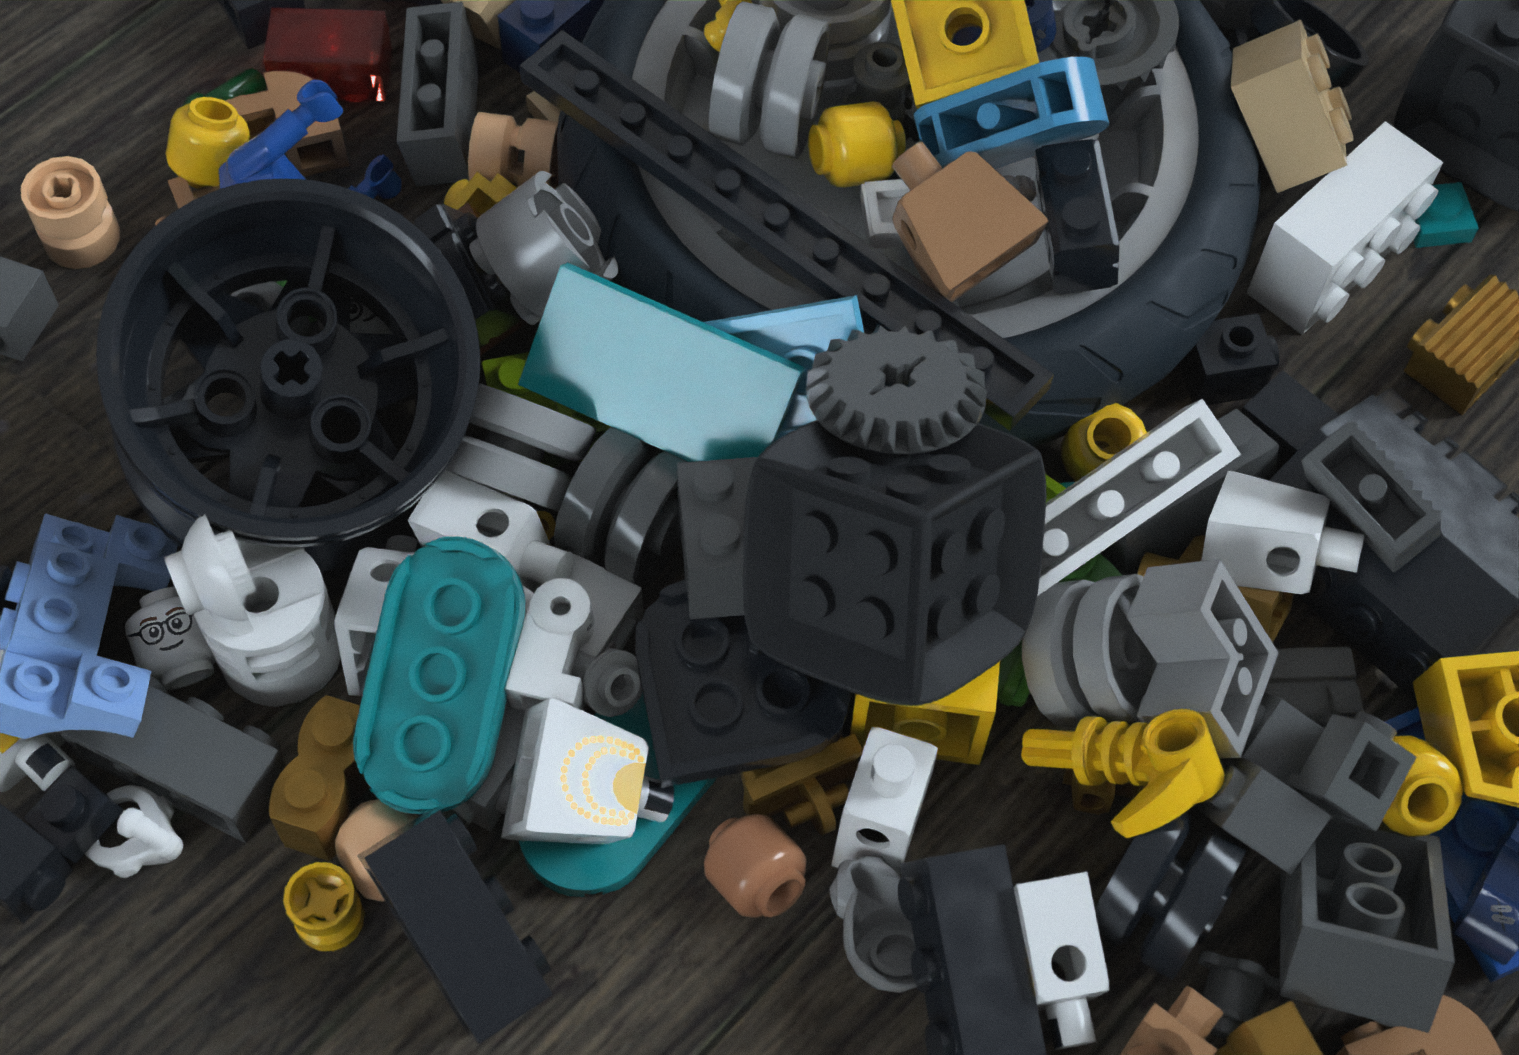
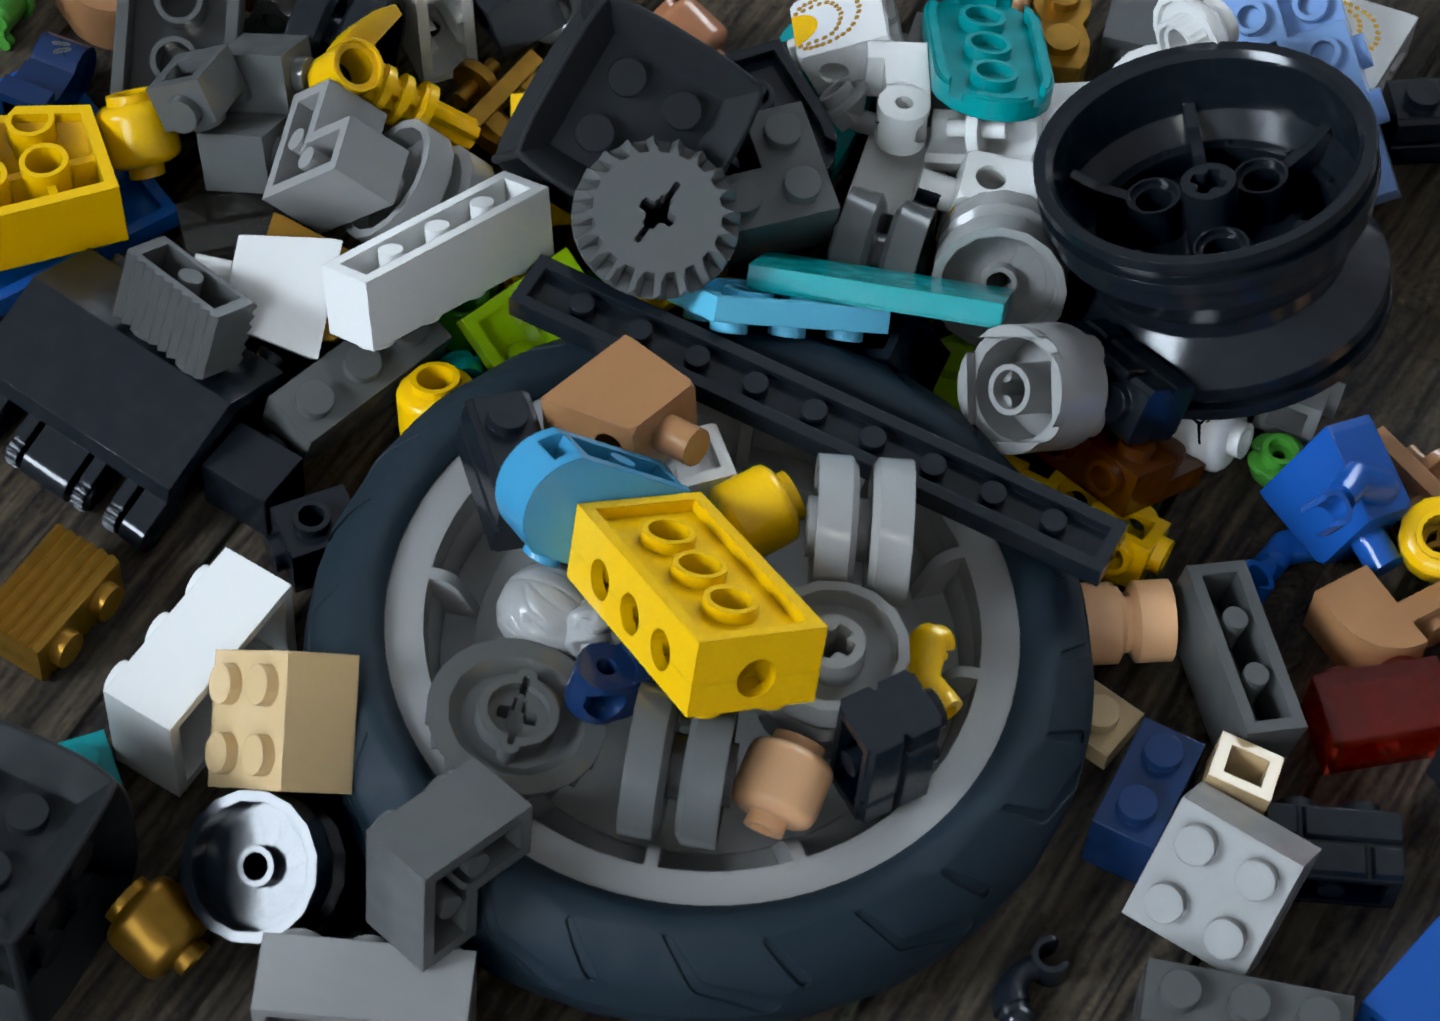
camera: 165 degrees right, 5 degrees down
(998, 814) = (479, 85): none -> pearl gold hips
(1388, 70) = (156, 928): none -> pearl gold head

